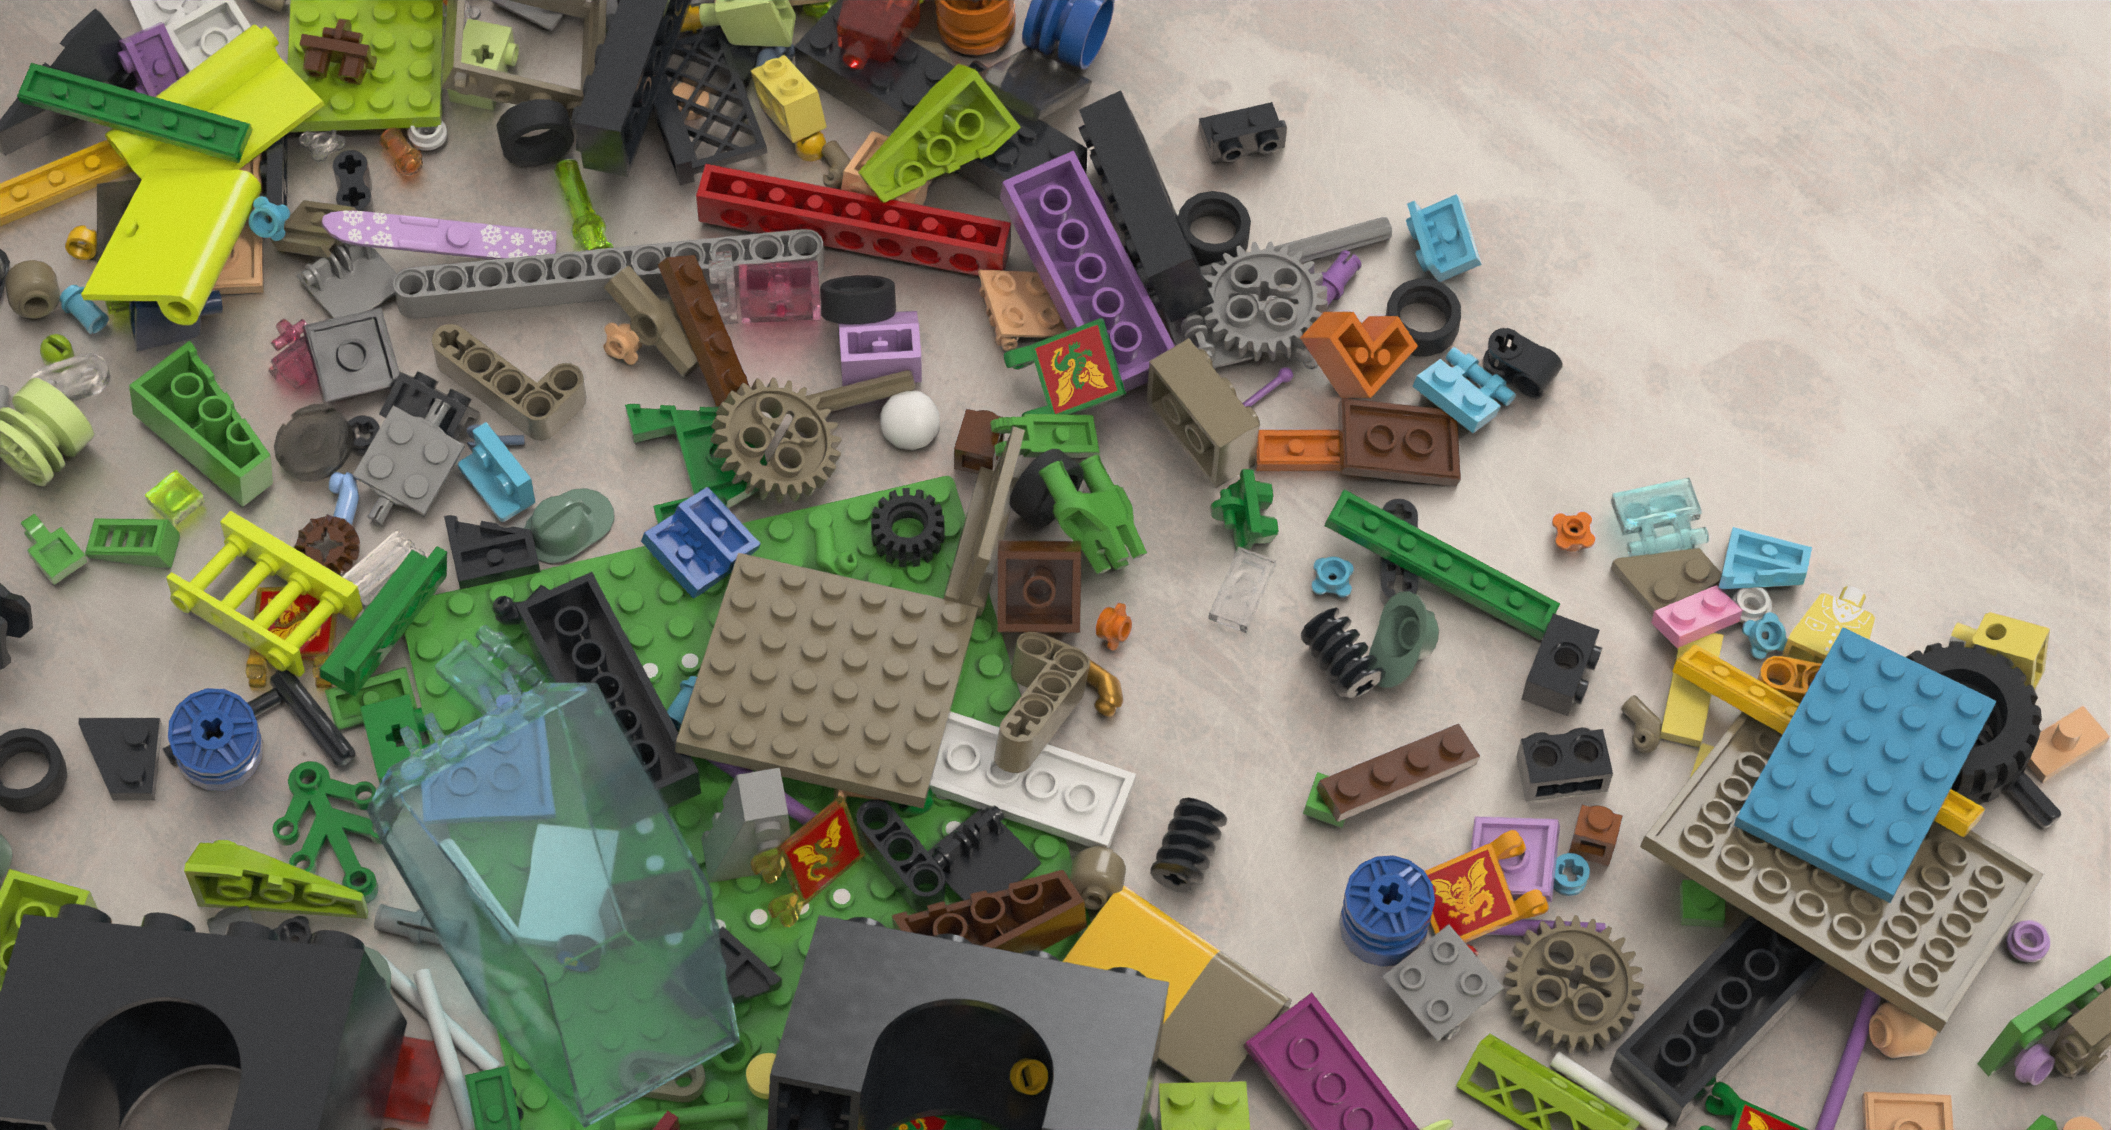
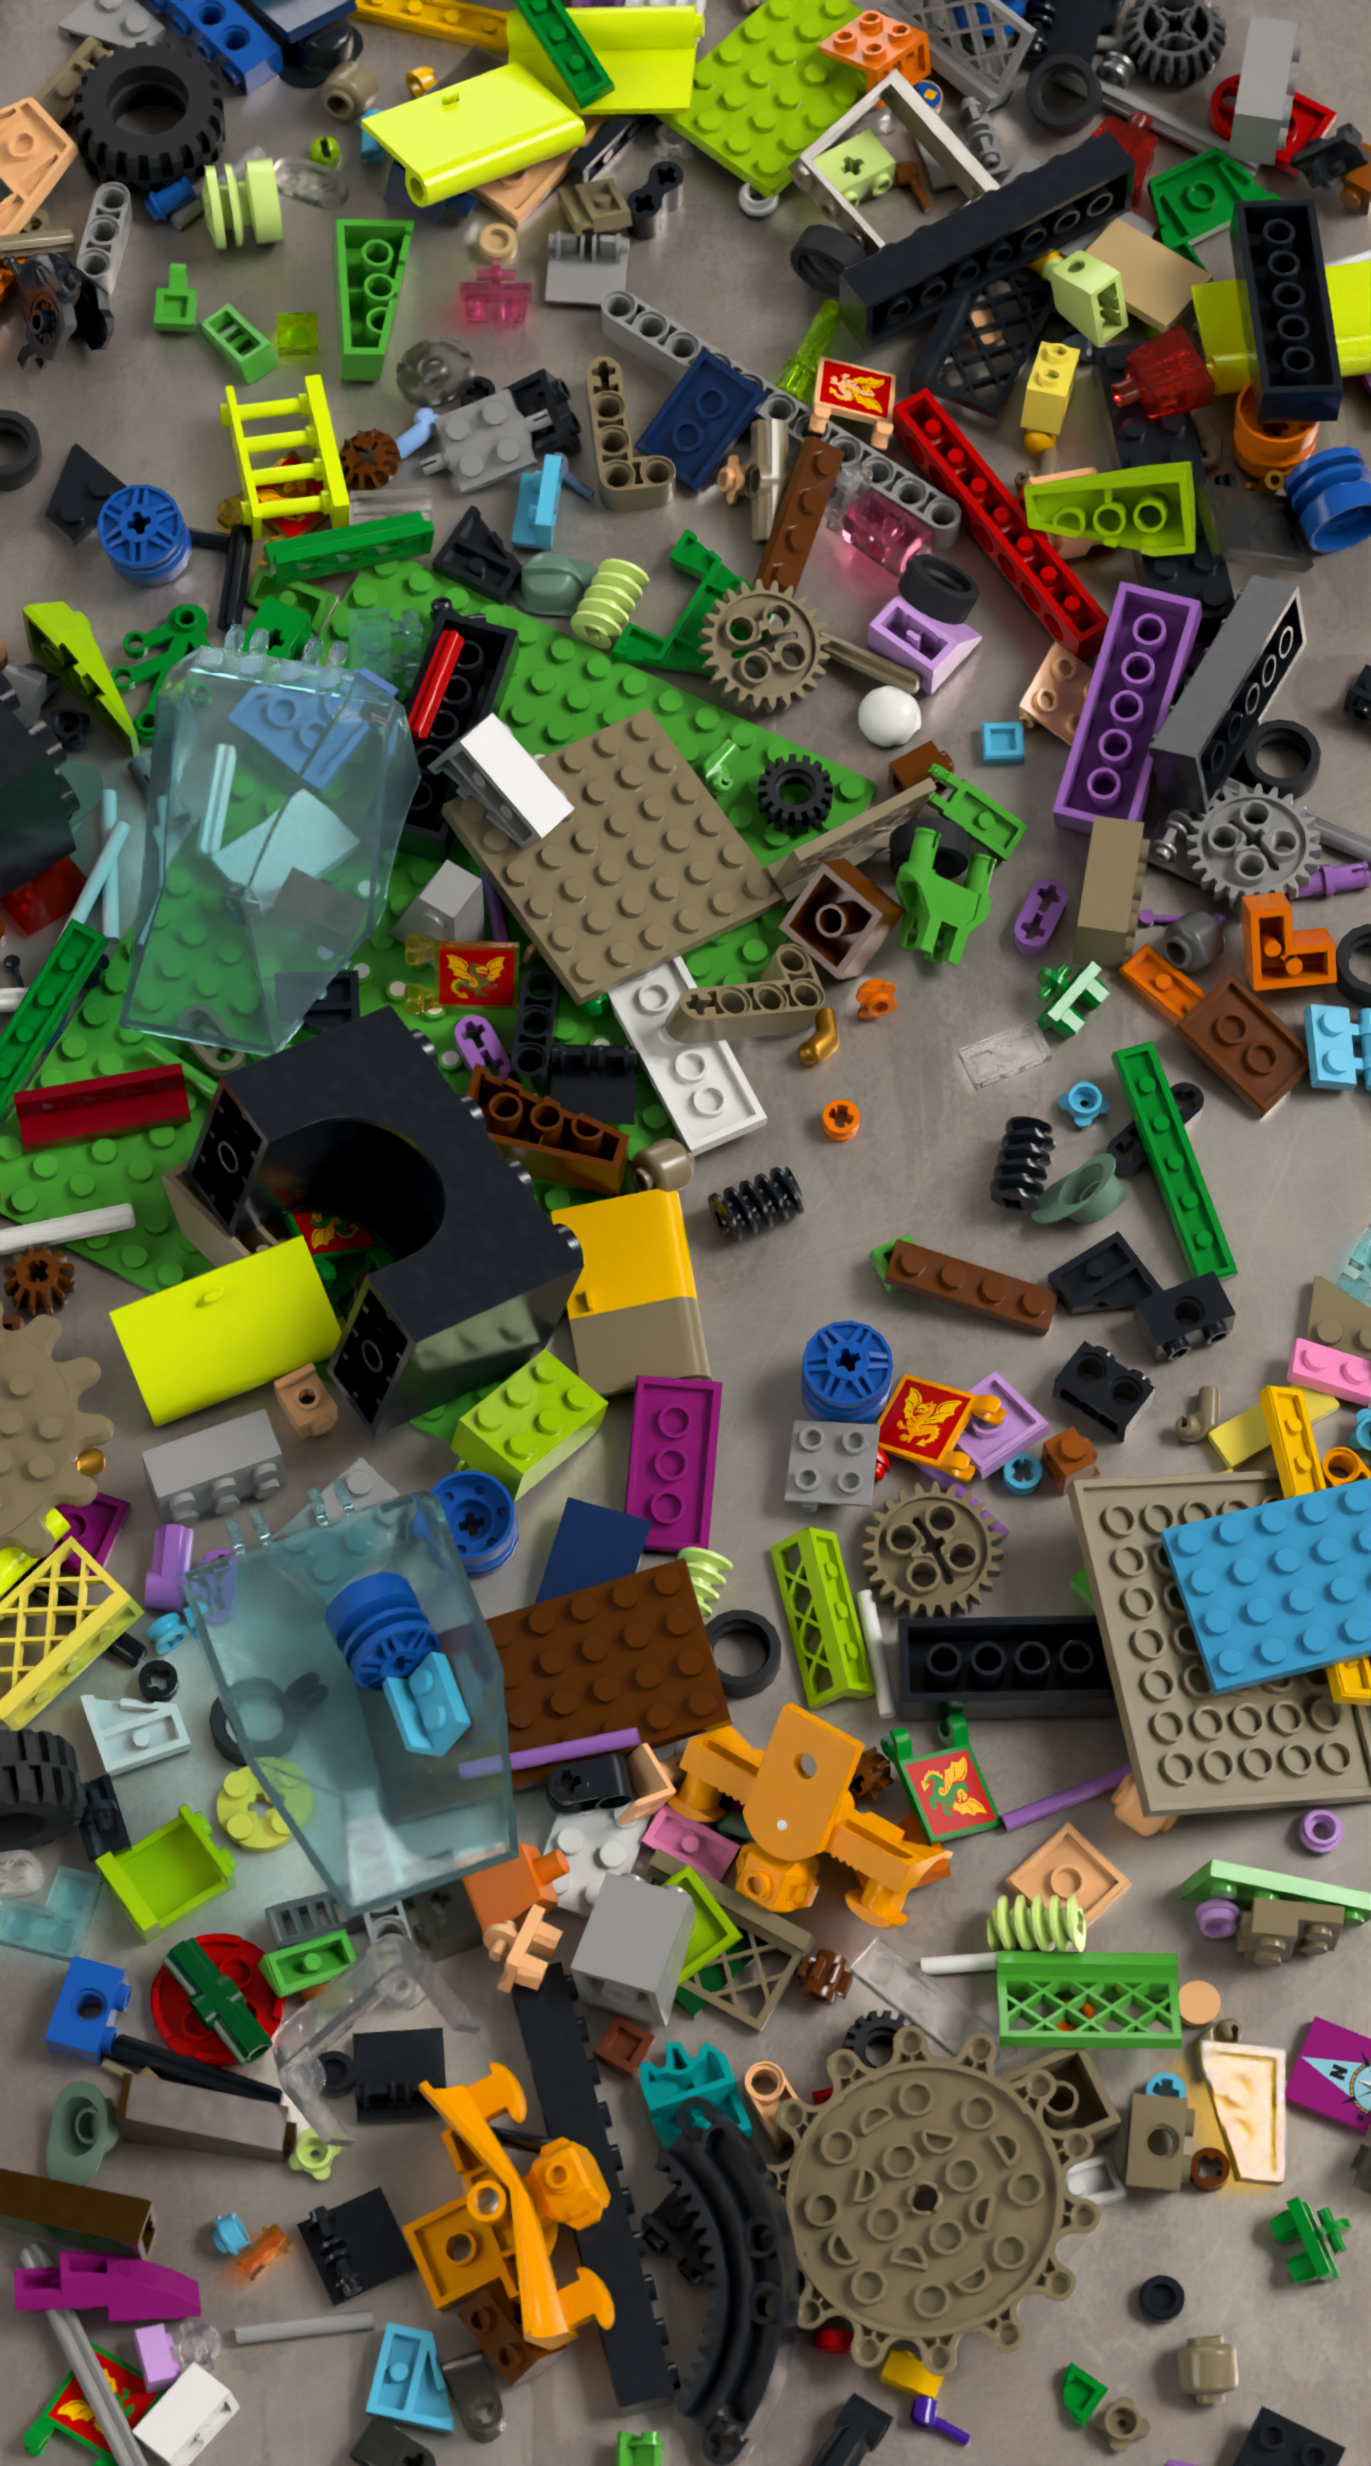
camera: 45 degrees right, 5 degrees up
(259, 223) = (562, 171): medium azure plate -> none
(261, 314) = (497, 242): none -> tan tile
(337, 46) = (726, 68): reddish brown hips -> none
(351, 355) = (524, 326): tile -> none
(405, 157) = (720, 204): clear orange pin -> none
(437, 235) = (678, 286): lavender piece -> none
(524, 32) = (908, 173): none -> dark orange hand
(557, 315) = (702, 419): none -> dark blue tile
(567, 647) = (434, 684): none -> red axle
(622, 502) = (608, 602): none -> yellowish green piece
(653, 211) = (854, 394): none -> flag
(699, 542) = (632, 677): blue slope -> none
(710, 682) = (505, 780): none -> wedge
(877, 902) = (490, 1046): none -> medium lavender beam
(1005, 380) = (1002, 743): none -> medium azure tile
(1007, 46) = (1268, 483): none -> pearl gold arm
(1073, 369) = (1040, 777): flag -> none
(1156, 475) = (1048, 920): none -> medium lavender beam
(1182, 724) = (837, 1107): none -> orange bush
(1289, 400) = (1193, 941): none -> dark grey head
(1480, 685) = (1104, 1278): none -> black wing
(1572, 541) = (1310, 1239): orange plate -> none

